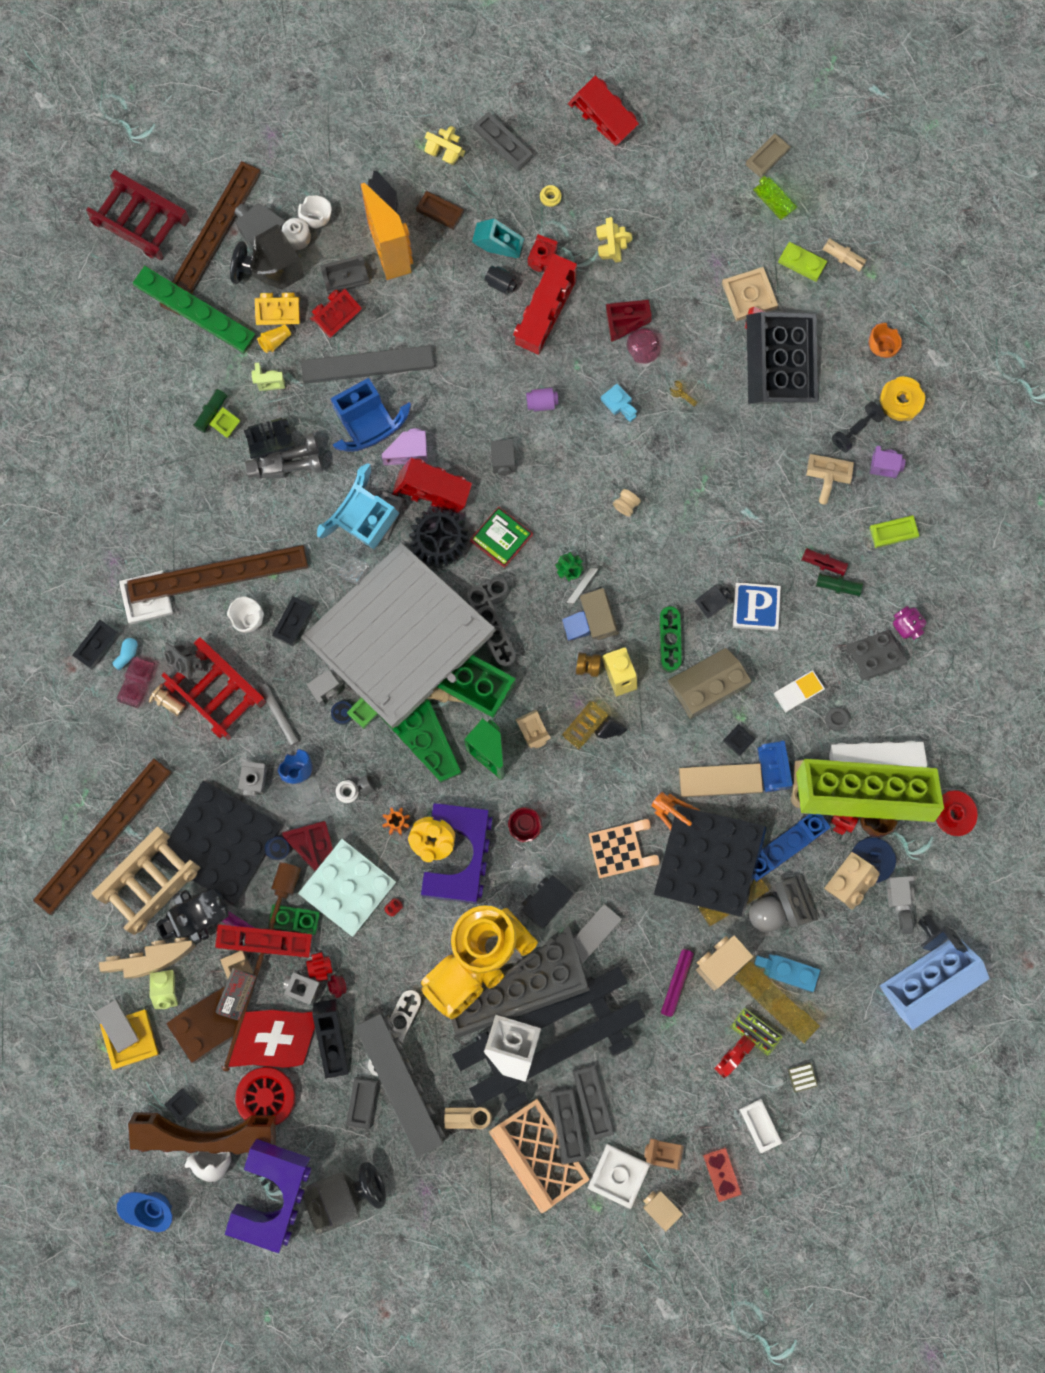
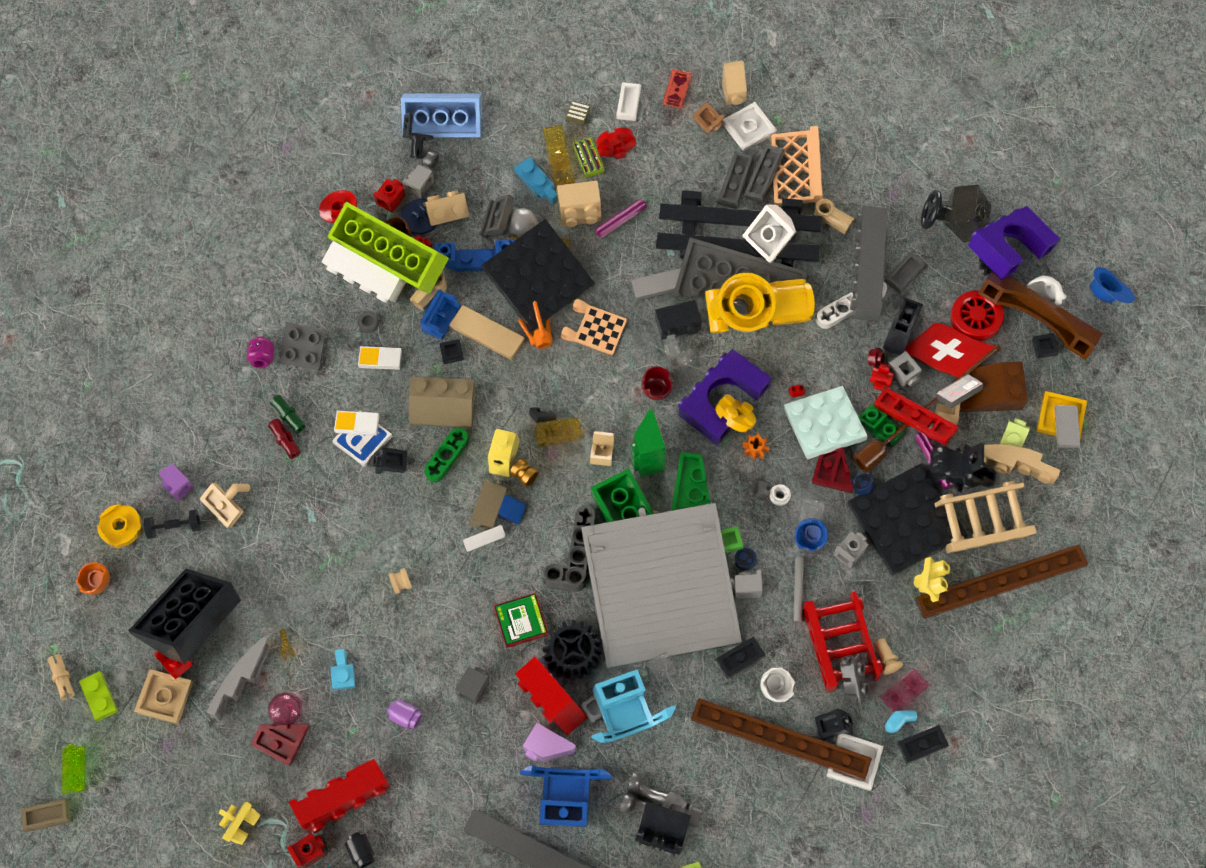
camera: 145 degrees left, 10 degrees down
(164, 791) = (931, 578): none -> light yellow hips
(179, 614) = (834, 724): none -> black bracket
(569, 566) = (484, 557): green gear -> none
(697, 349) = (244, 671): none -> light grey slope
(770, 613) = (356, 422): none -> white tile
(894, 531) = (213, 429): lime tile -> none
(910, 853) = (389, 195): none -> red brick

